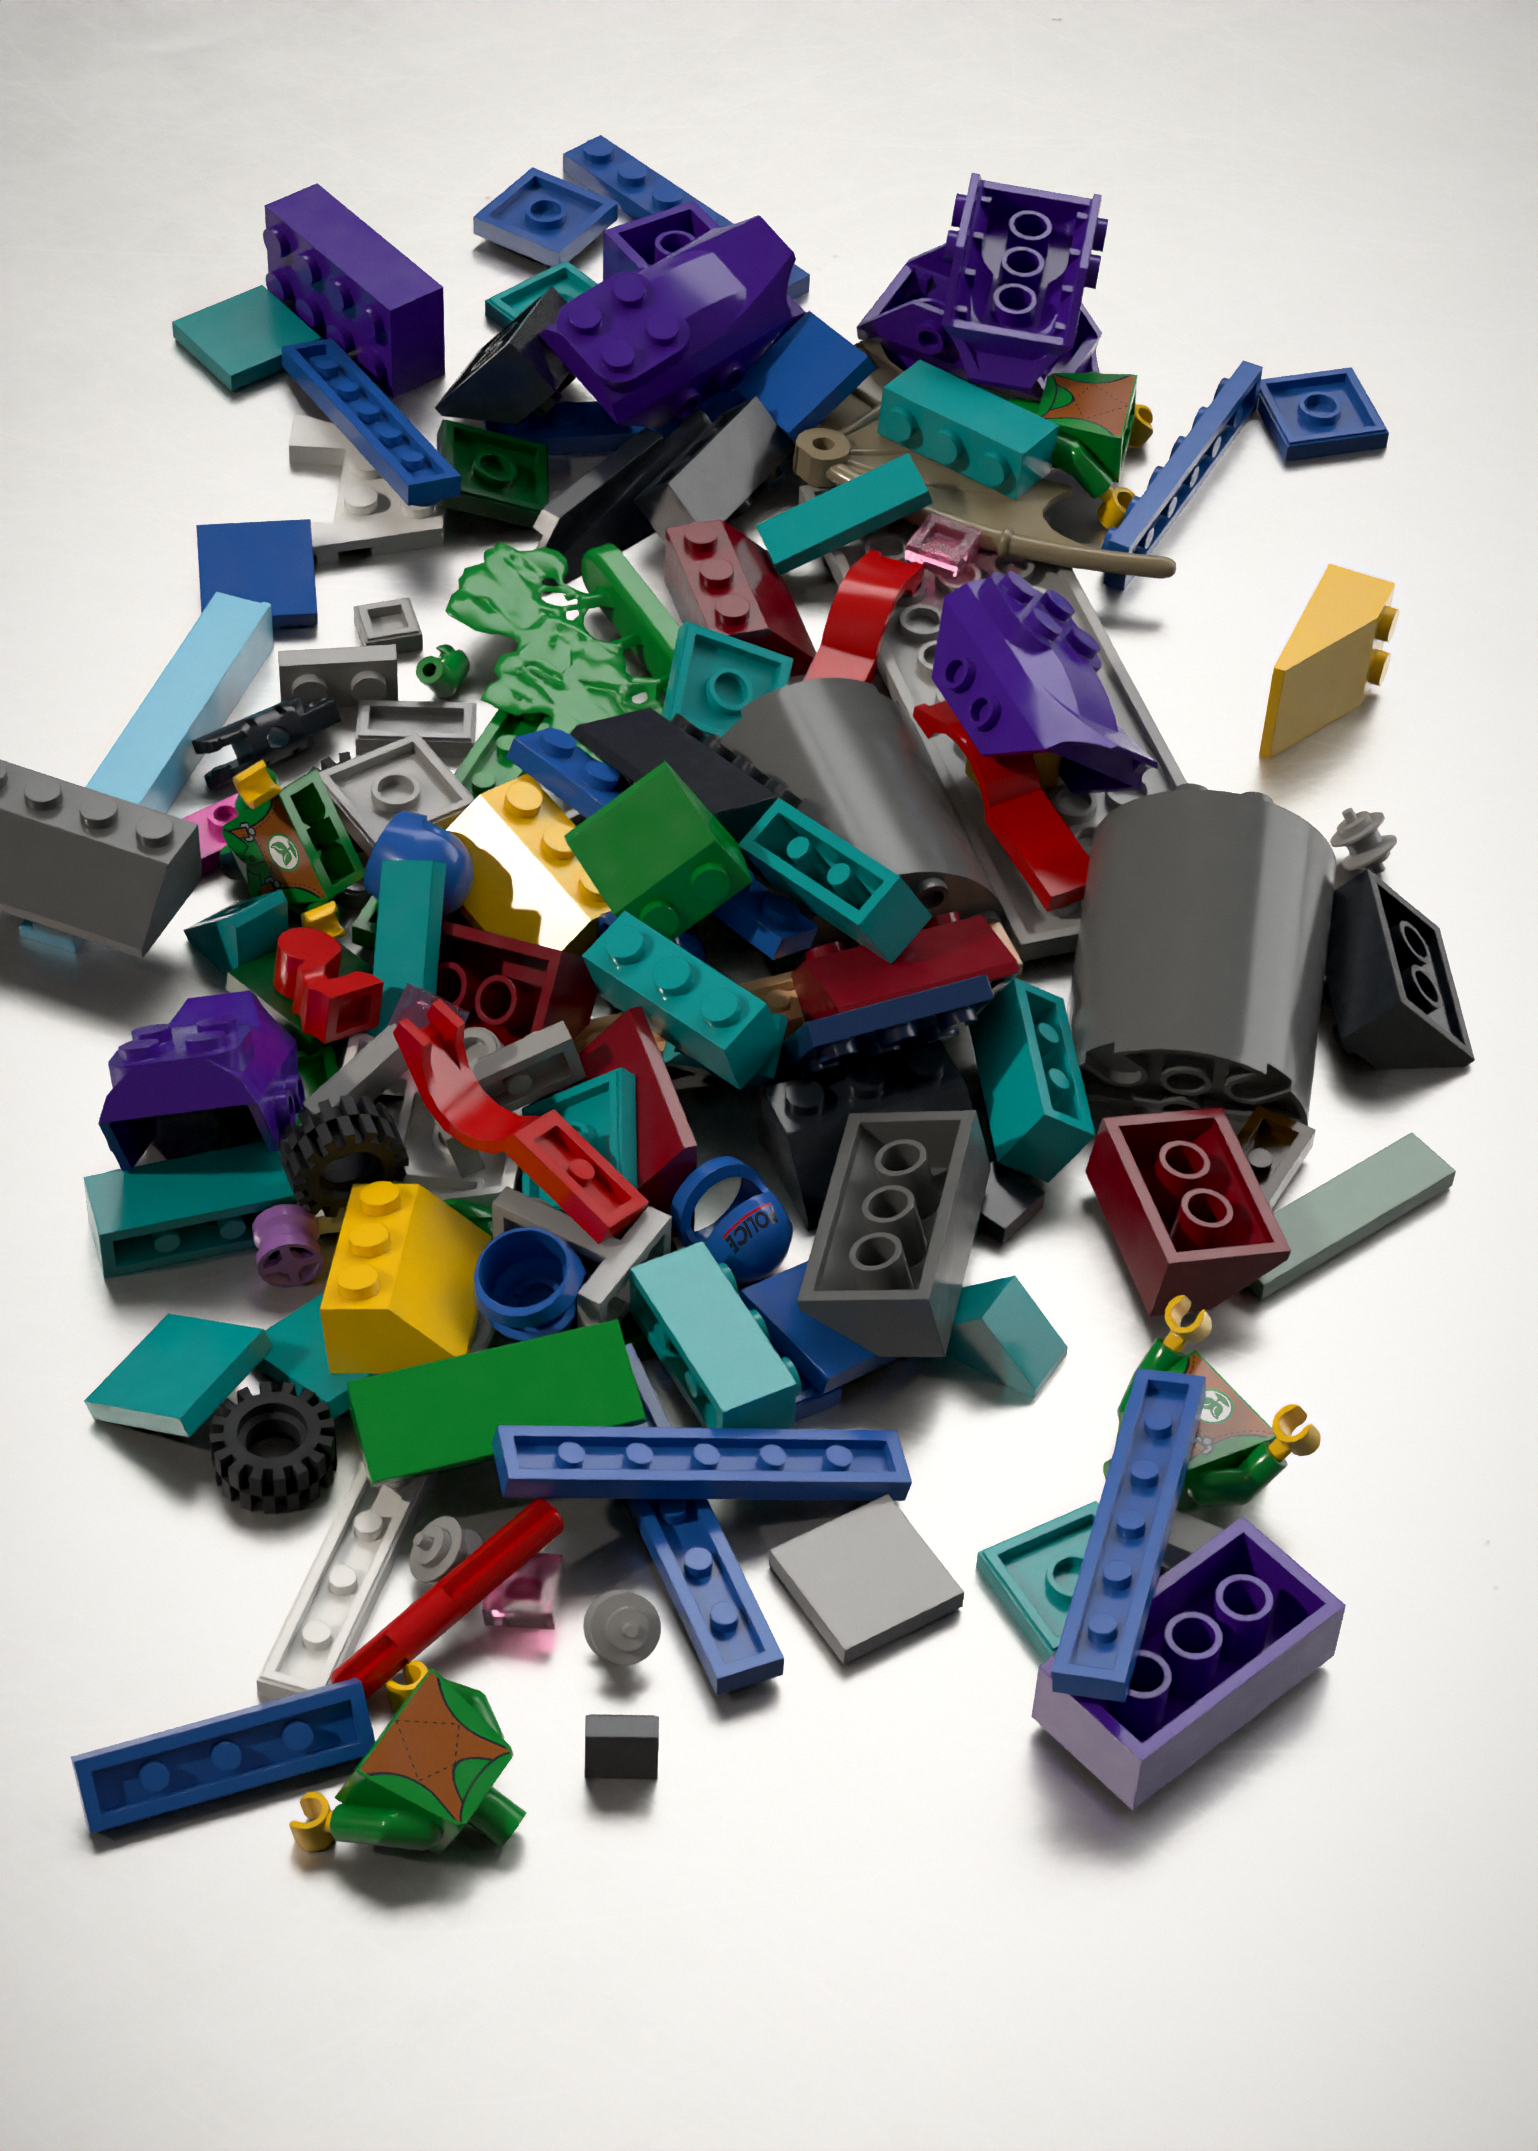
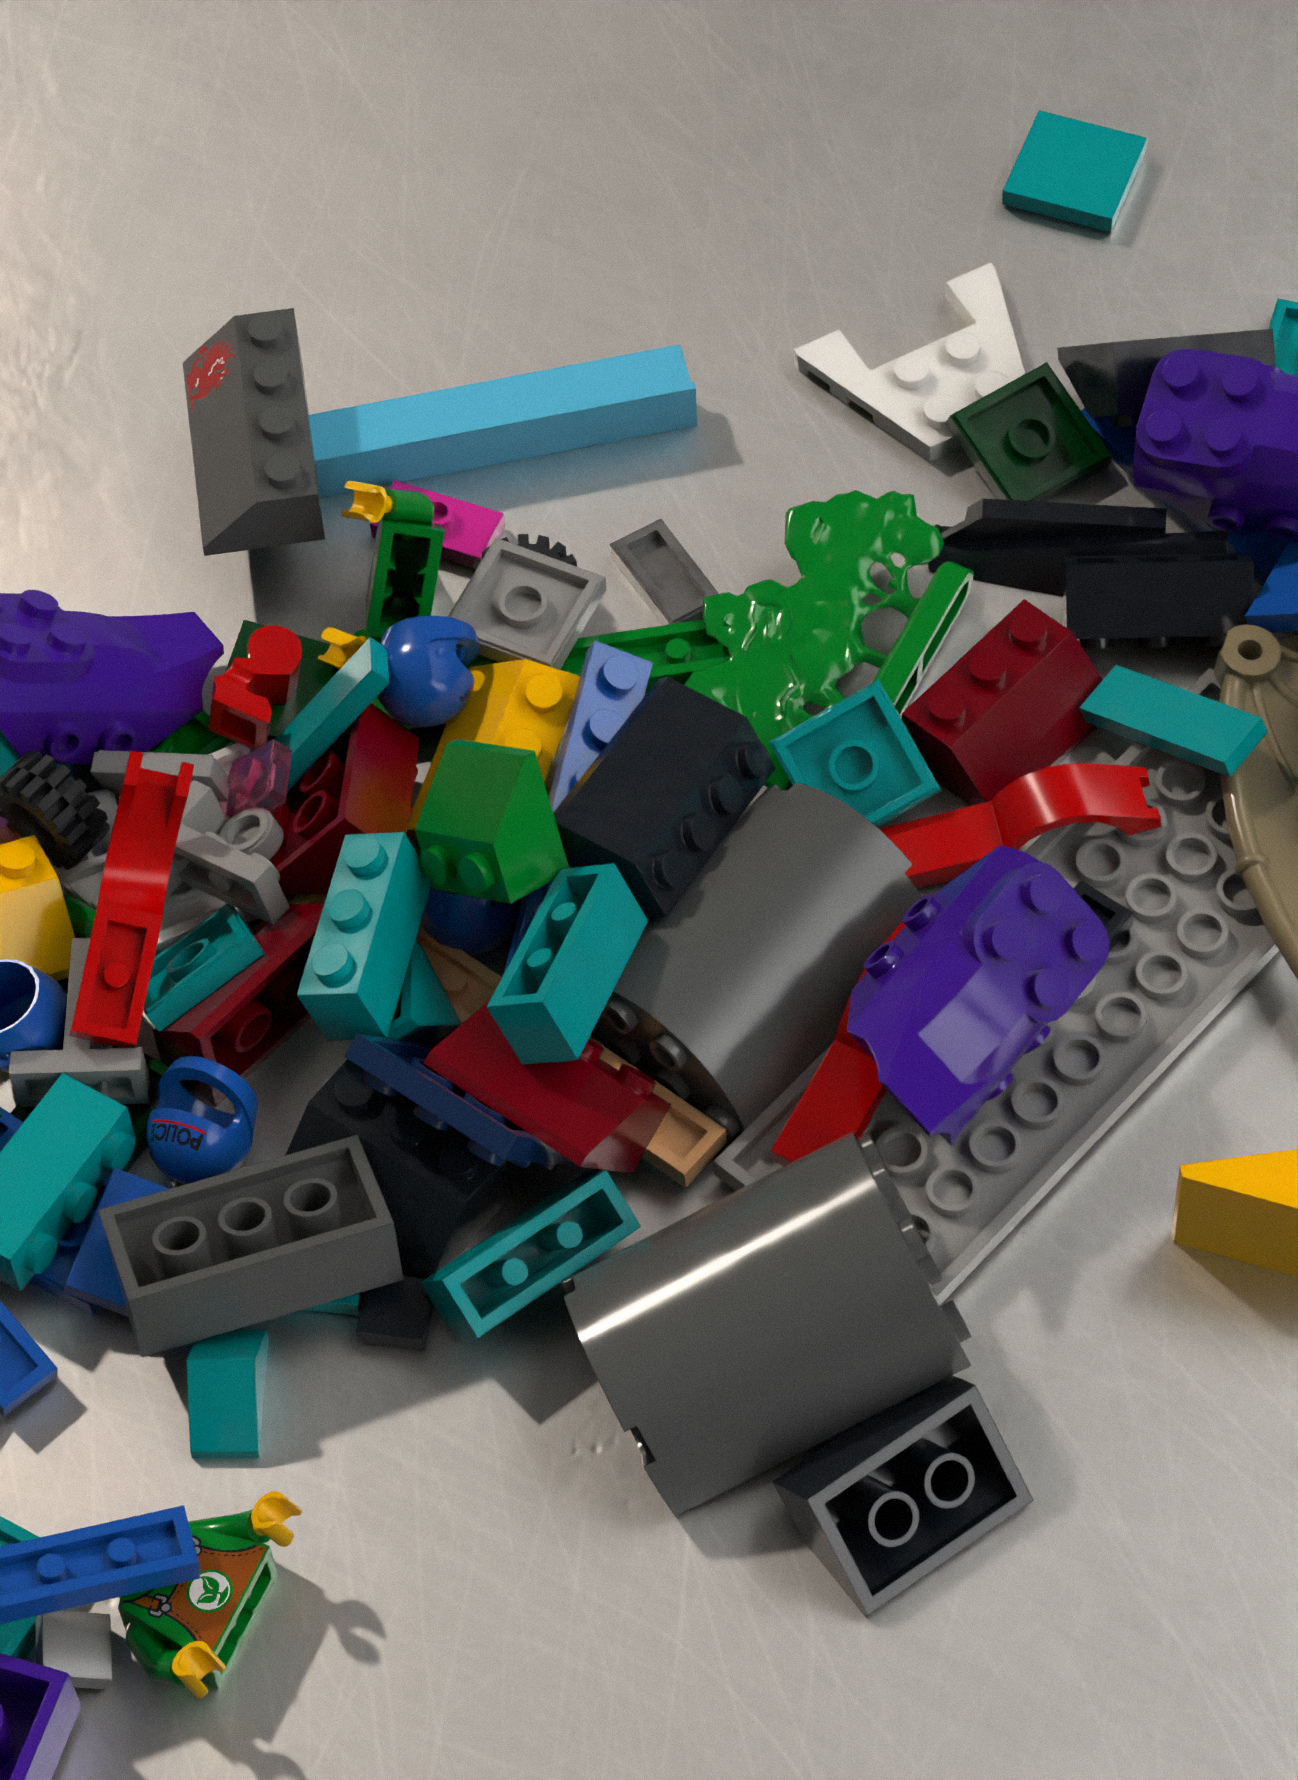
camera: 65 degrees right, 10 degrees up
(241, 931) = (309, 600): teal slope -> none
(261, 564) = (756, 359): blue tile -> none
(267, 736) = (559, 484): black hinge -> none
(339, 674) = (668, 487): light grey plate -> none
(355, 289) = (1163, 200): dark purple brick -> none
(371, 422) = (999, 316): blue plate -> none
(389, 624) = (778, 484): light grey tile -> none
(444, 673) = (737, 562): green arm -> none
(943, 546) = (1195, 819): clear pink plate -> none
(1184, 1206) = (448, 1451): dark red slope -> none
(1274, 1149) = (574, 1494): dark brown plate -> none
(1355, 1207) = (569, 1591): tile -> none
(1363, 840) = (1084, 1373): light grey wheel -> none

